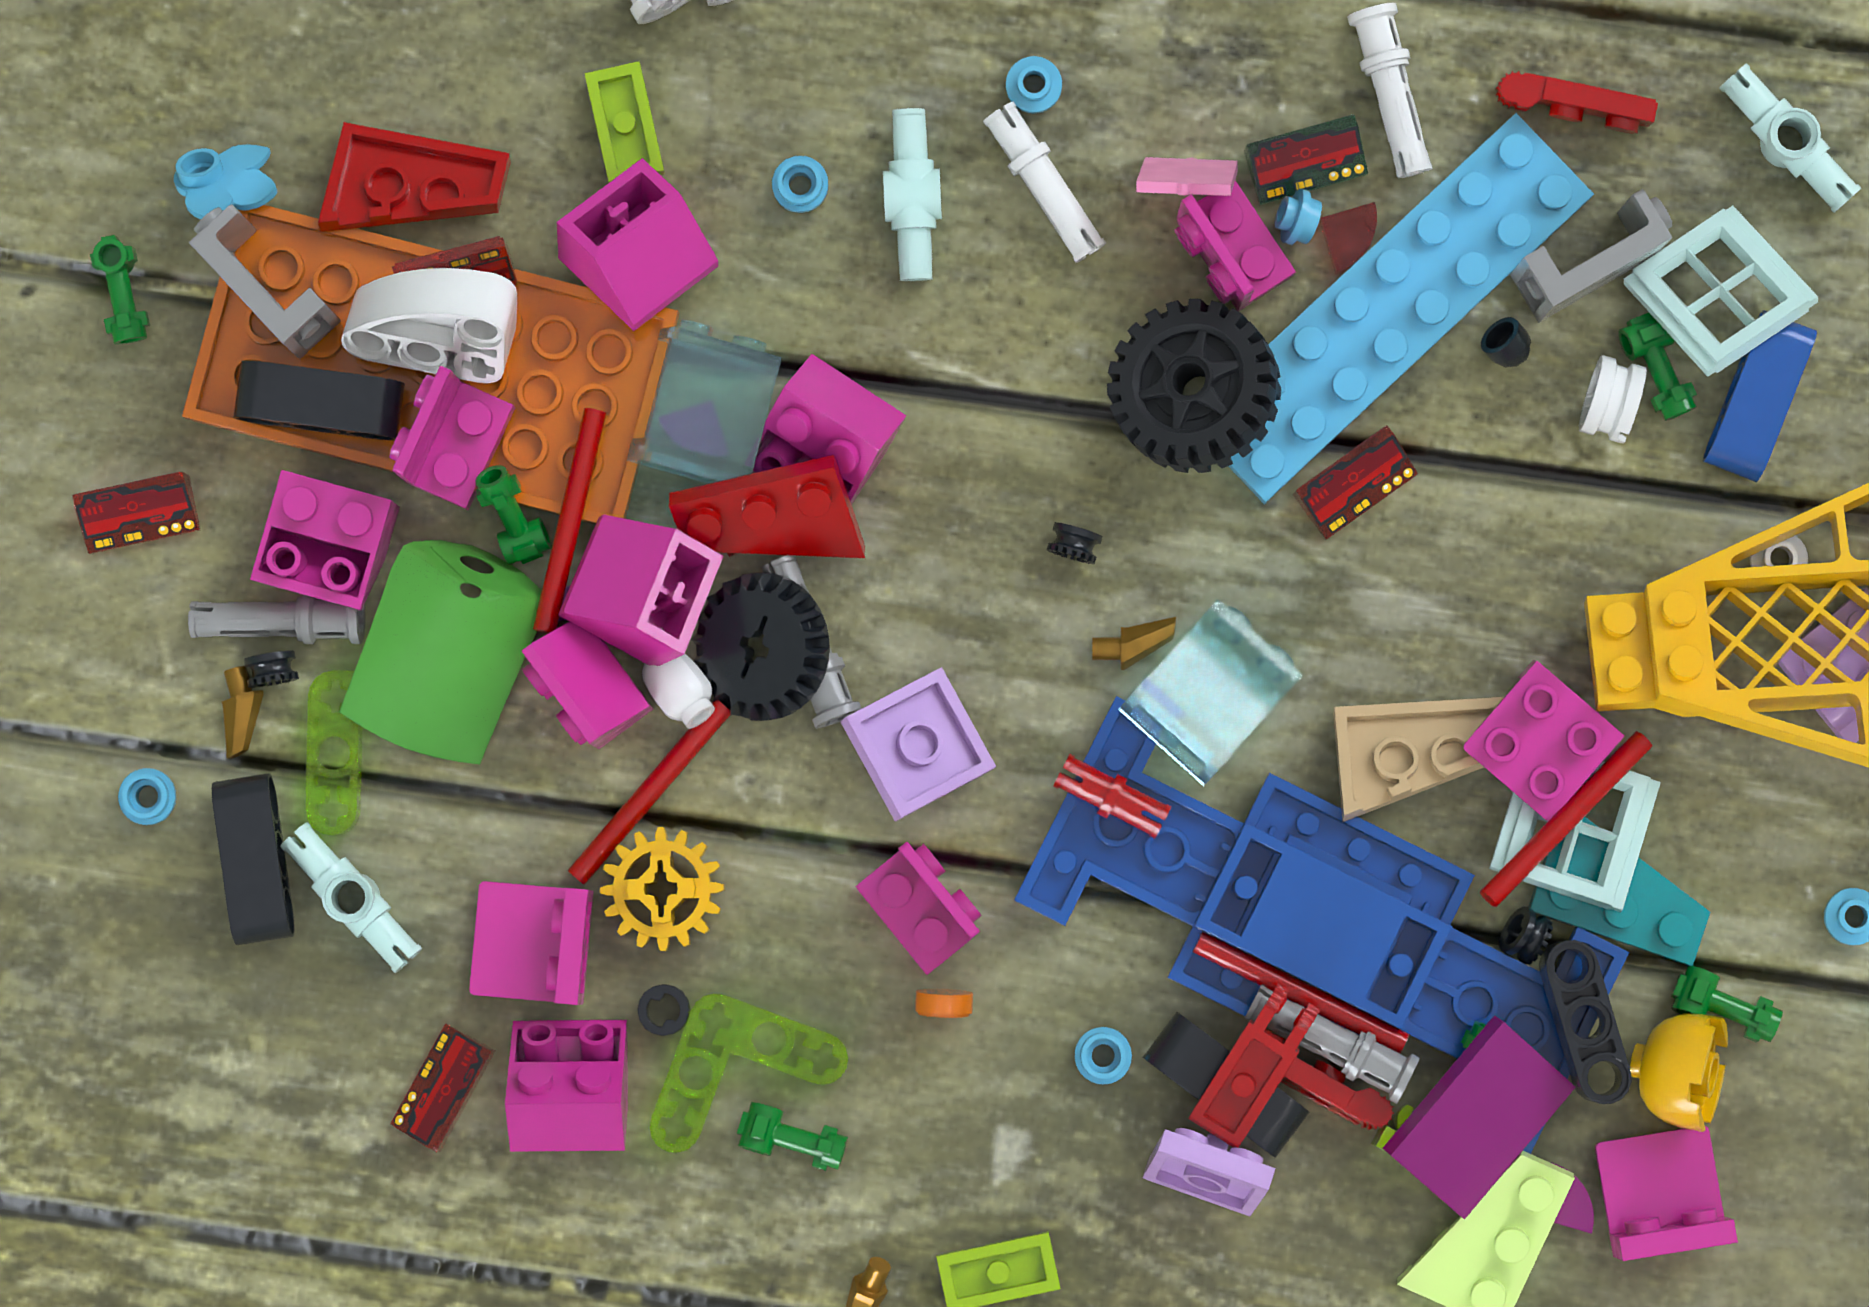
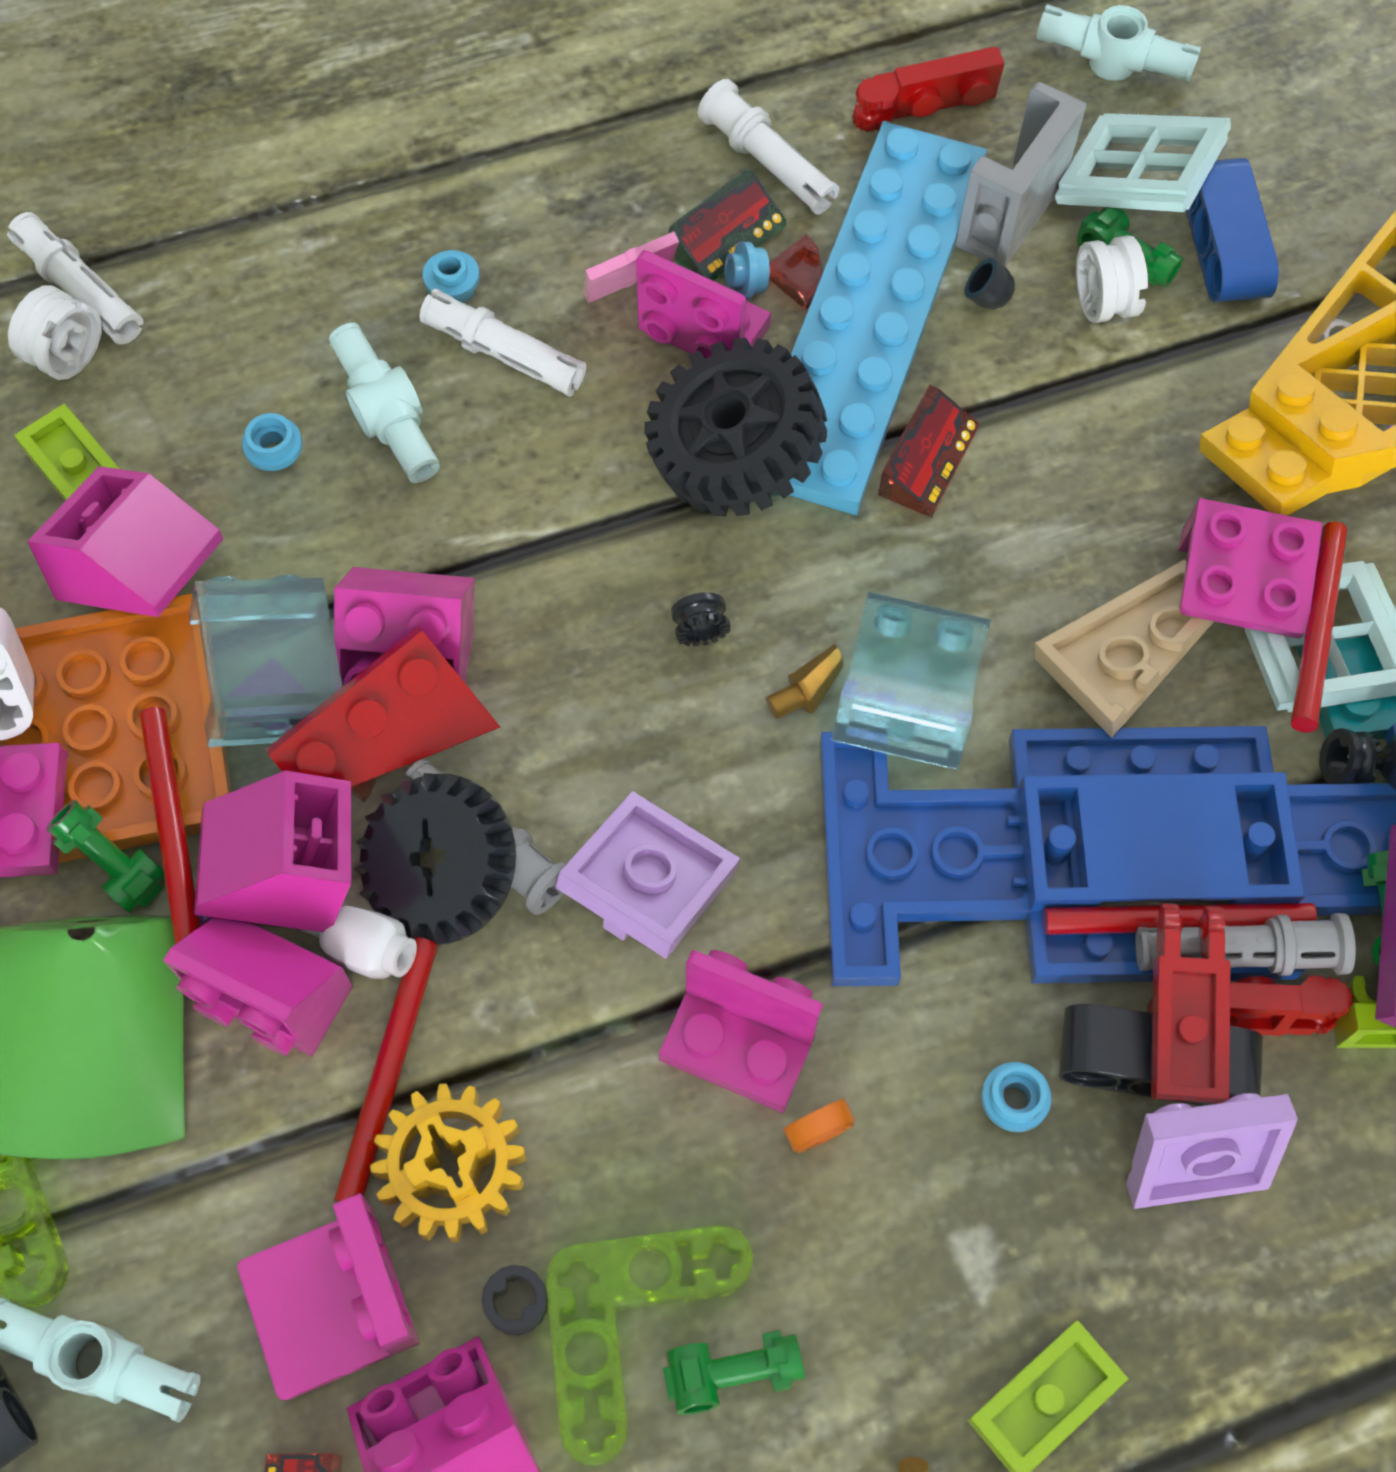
camera: 35 degrees left, 20 degrees down
(1112, 796) = (875, 820): red pin -> none

